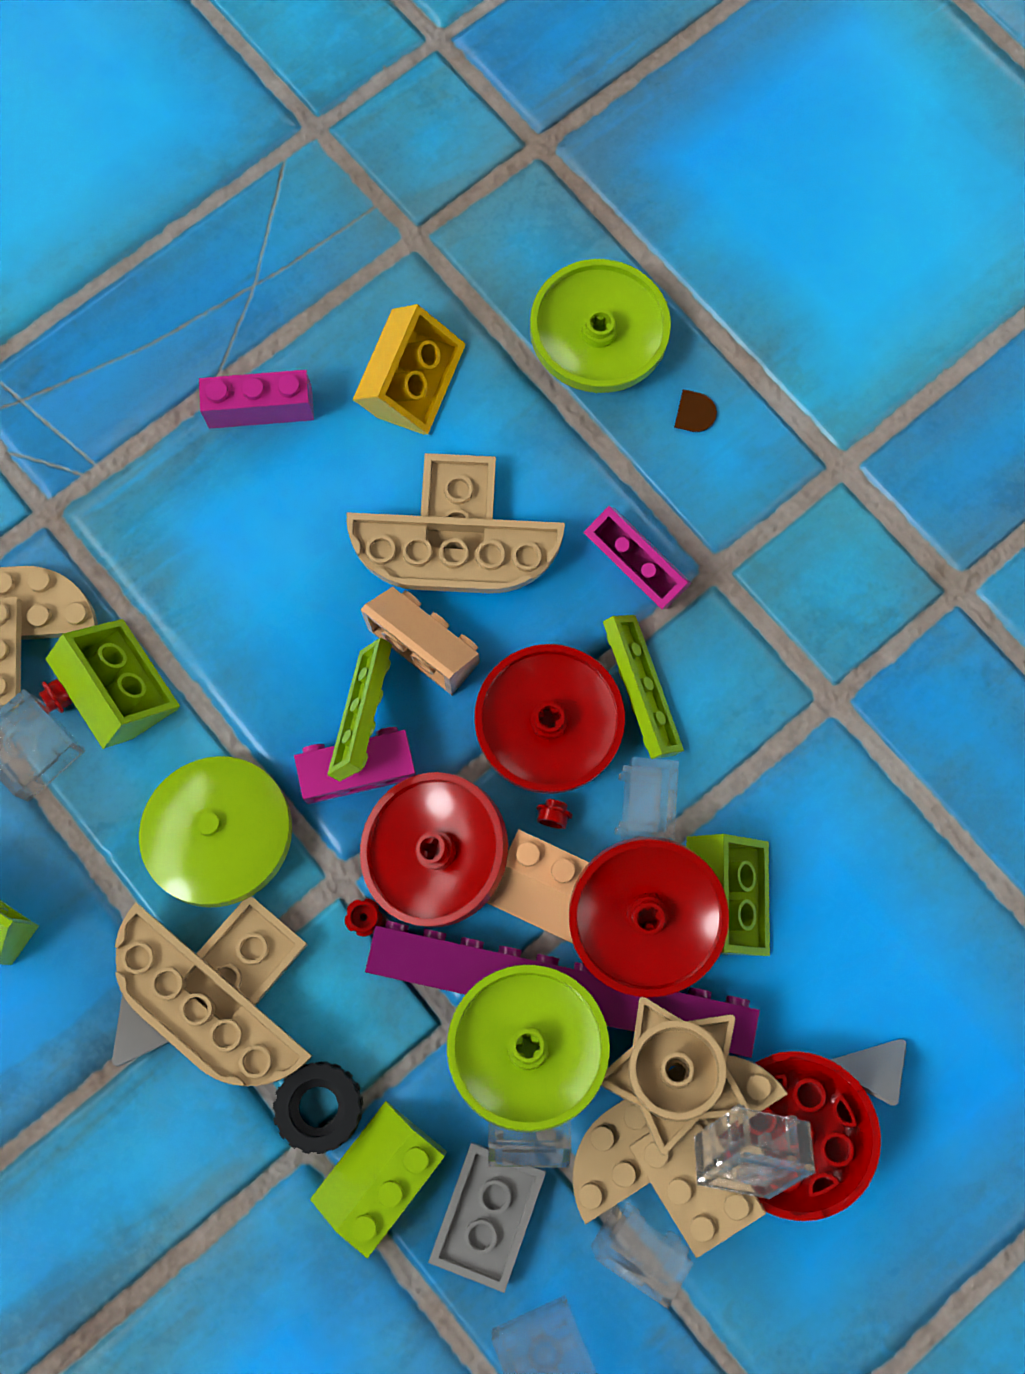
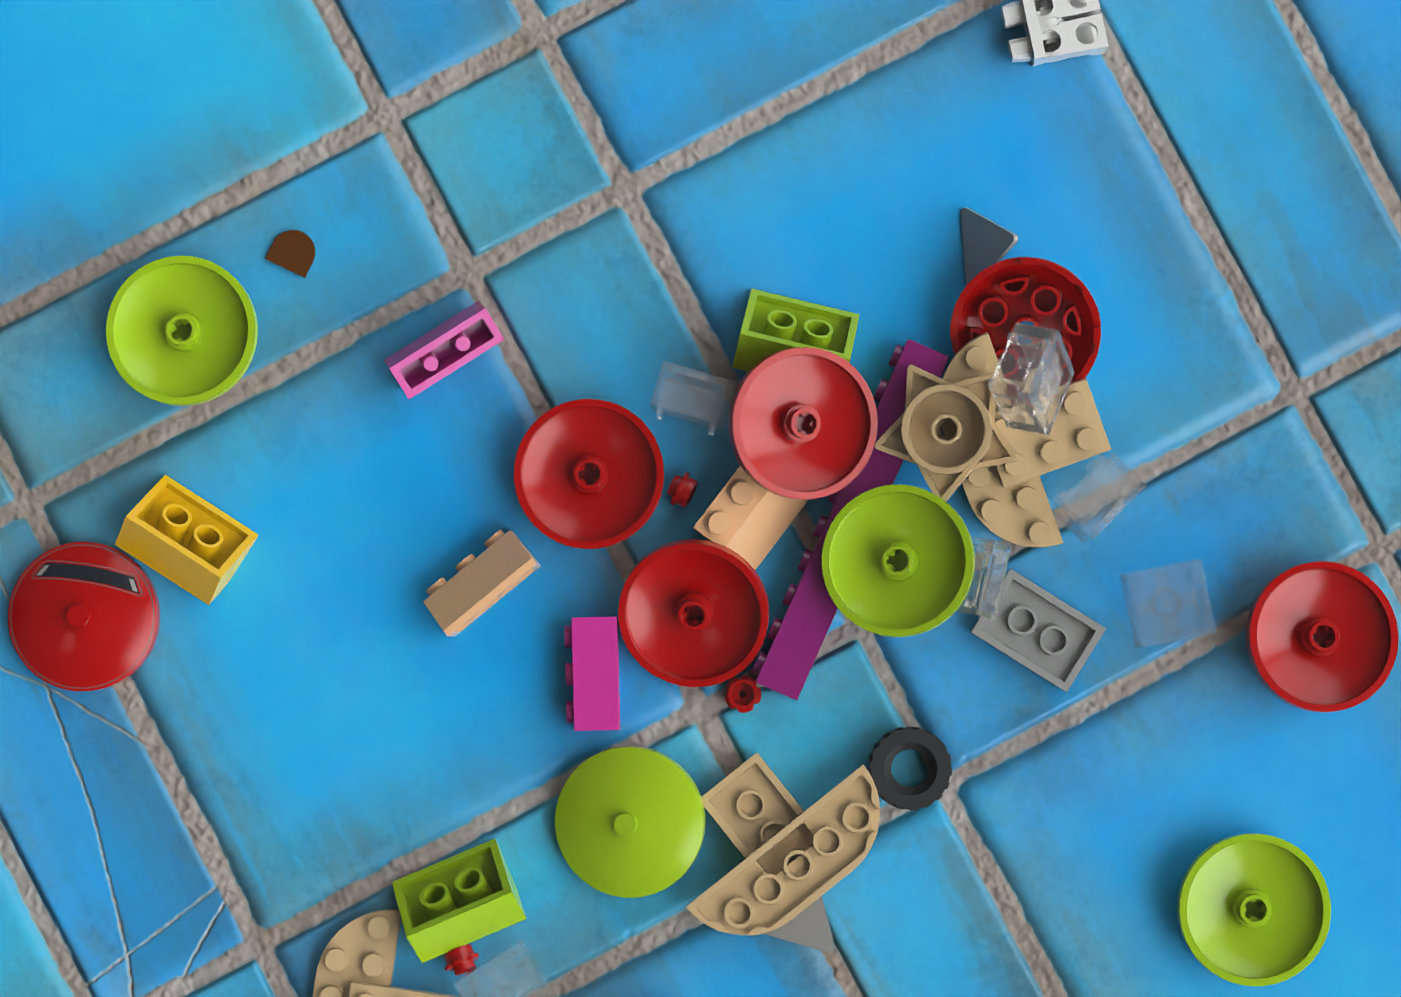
camera: 75 degrees left, 10 degrees up
(256, 399) = (185, 704): dark pink brick -> none
(322, 301) = (83, 616): none -> red dish
(360, 709) = (542, 656): lime plate -> none
(377, 1178) = (983, 724): lime slope -> none
(455, 538) = (382, 528): tan plate -> none
(643, 686) = (574, 374): lime plate -> none

